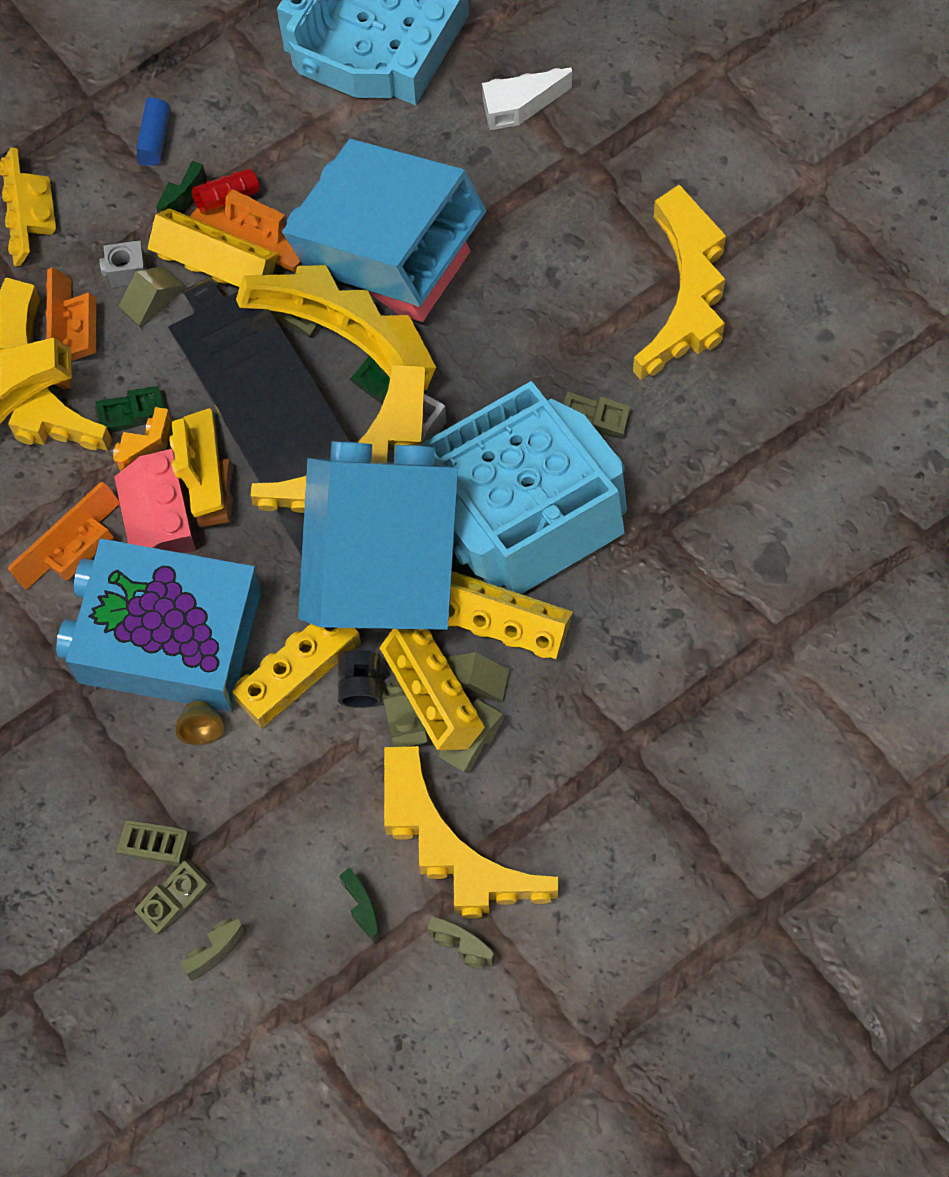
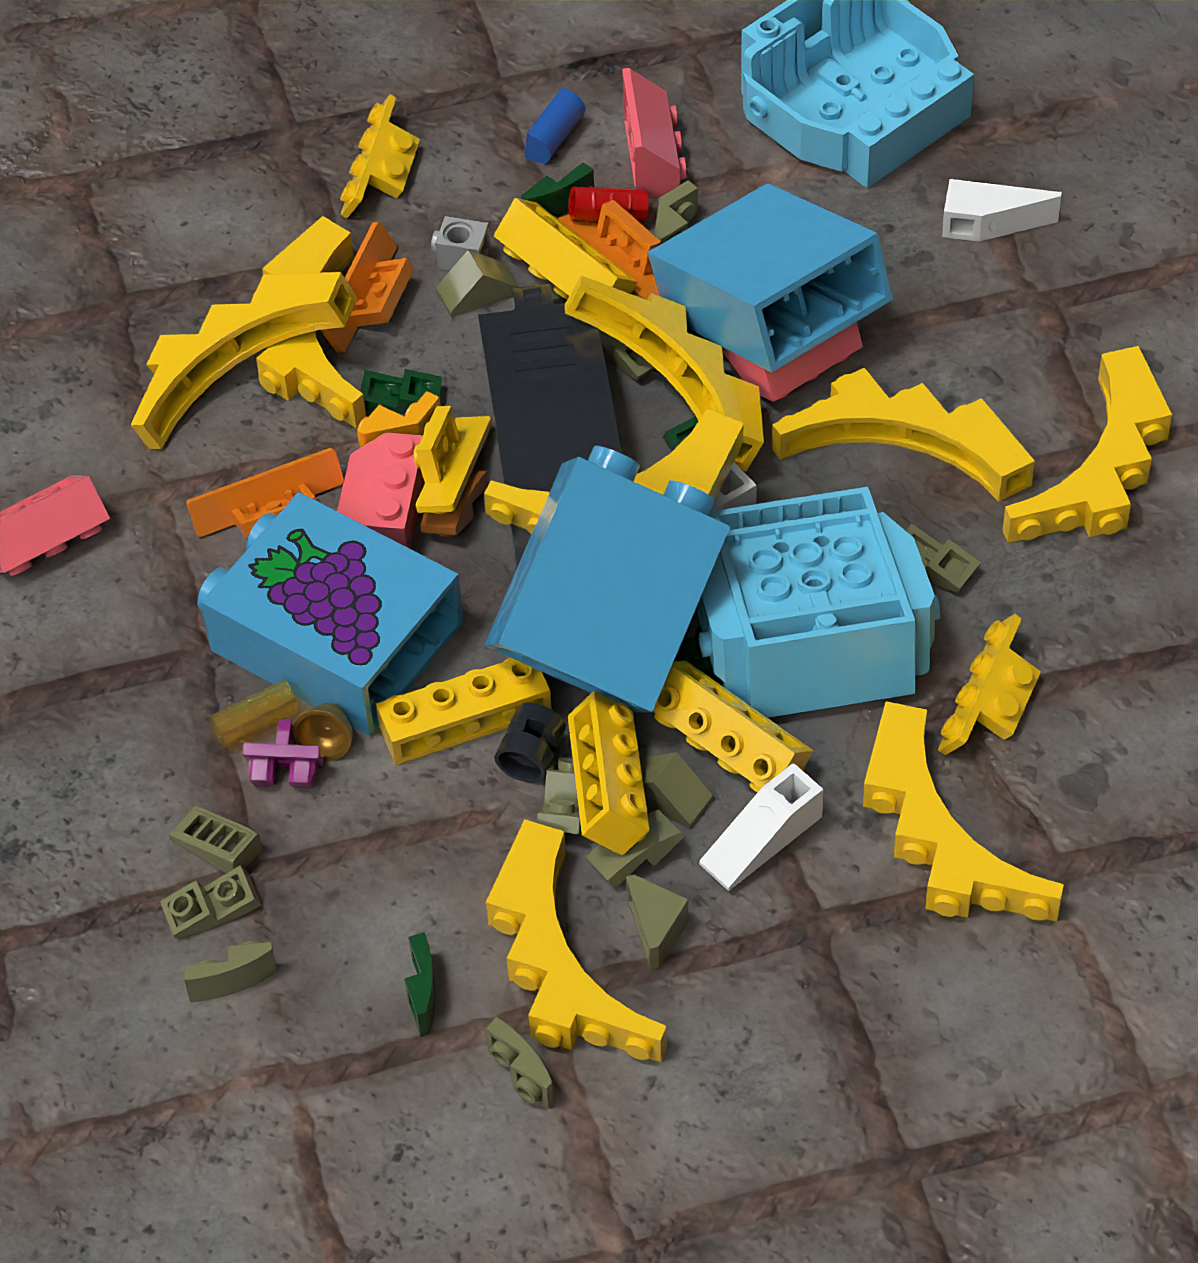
camera: 20 degrees right, 15 degrees down
(138, 728) = (254, 714): none -> clear yellow axle
(163, 765) = (300, 758): none -> magenta hips
(235, 119) = (651, 136): none -> coral slope
(278, 178) = (676, 210): none -> olive slope
(511, 788) = (657, 916): none -> olive slope
(560, 687) = (765, 826): none -> white slope
(578, 304) = (915, 420): none -> yellow arch
(678, 646) = (928, 834): none -> yellow arch
(680, 510) = (995, 691): none -> yellow bracket

